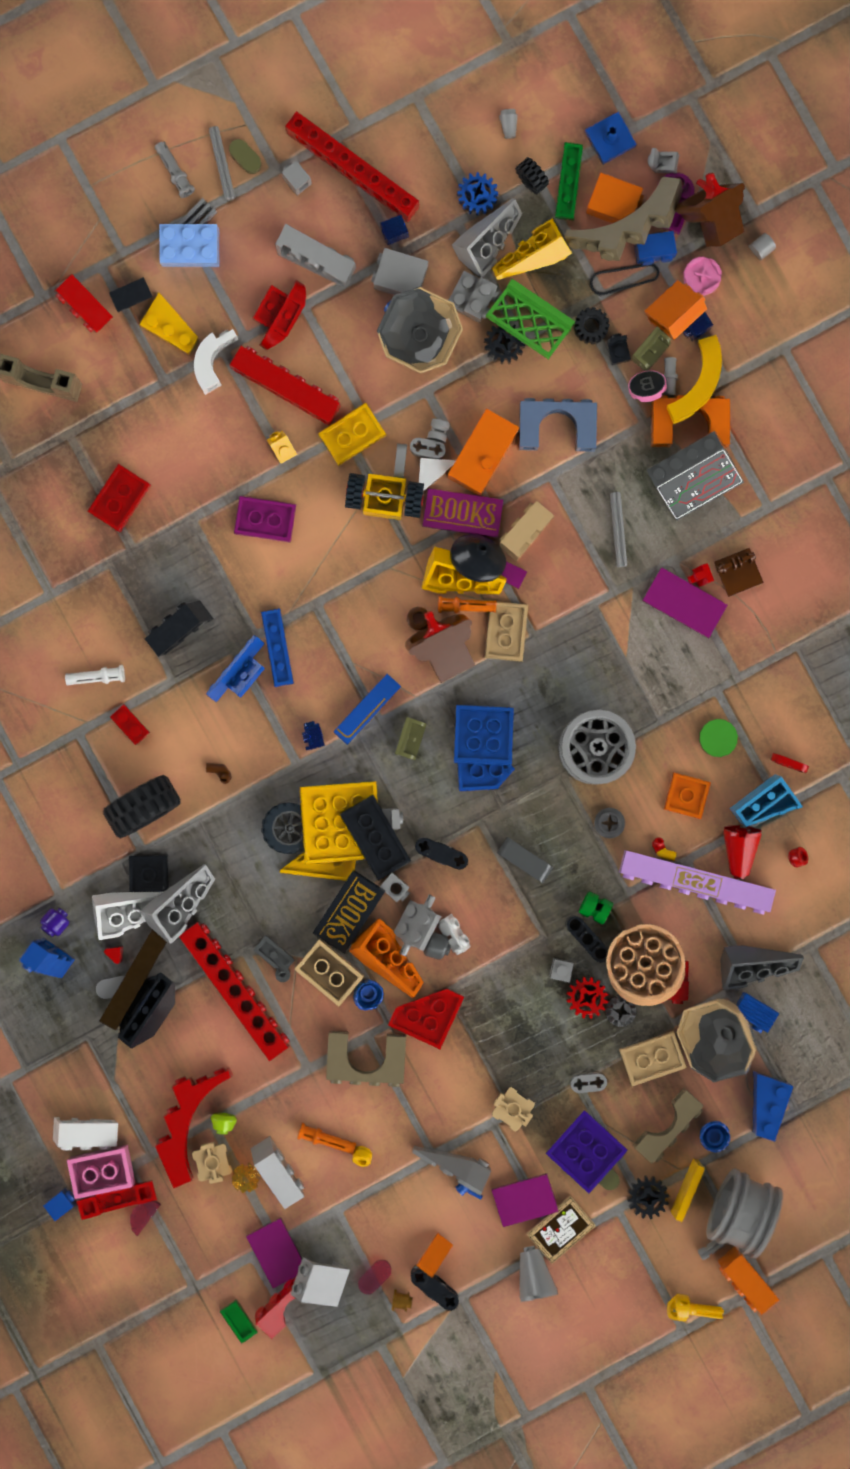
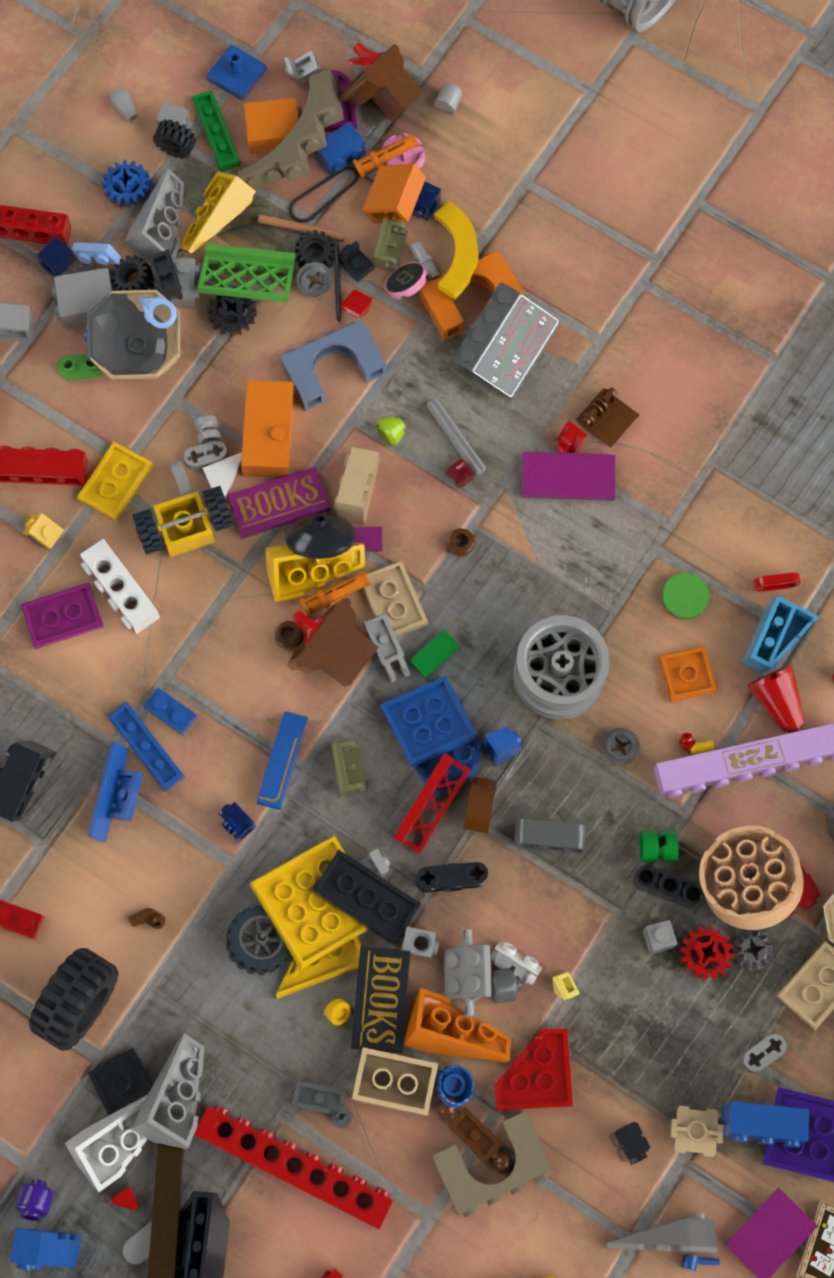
camera: 25 degrees left, 15 degrees down
(307, 631) = (170, 711): none -> blue plate
(308, 489) = (102, 555): none -> white brick
(316, 903) = (337, 1011): none -> yellow tile
(365, 1034) = (476, 1136): none -> reddish brown plate
(368, 330) = (79, 369): none -> bright green plate
(428, 246) = (95, 253): none -> light blue plate
(436, 270) = (129, 267): none -> black tyre
(442, 315) = (148, 306): none -> light blue piece
(451, 789) = (424, 798): none -> red fence
(463, 1094) = (630, 1143): none -> black brick
(467, 292) = (165, 275): none -> black hinge
(478, 968) = (564, 986): none -> light yellow slope
(484, 662) = (388, 649): none -> light grey hinge
(488, 813) = (480, 804): none -> reddish brown brick
(515, 687) = (434, 654): none -> green tile
(526, 779) = (502, 745): none -> blue slope
(541, 155) = (174, 113): none -> light grey brick
(560, 1131) = (765, 1123): none -> blue wedge
(573, 500) = (391, 429): none -> lime cone
(577, 355) = (316, 288): none -> flat silver gear
(584, 606) = (461, 551): none -> reddish brown piece
(592, 298) = (299, 227): none -> nougat bar
(596, 358) = (337, 280): none -> black piece
(600, 385) = (357, 304): none -> red slope
(606, 560) = (460, 473): none -> dark red wheel
(677, 274) = (376, 159): none -> orange pin

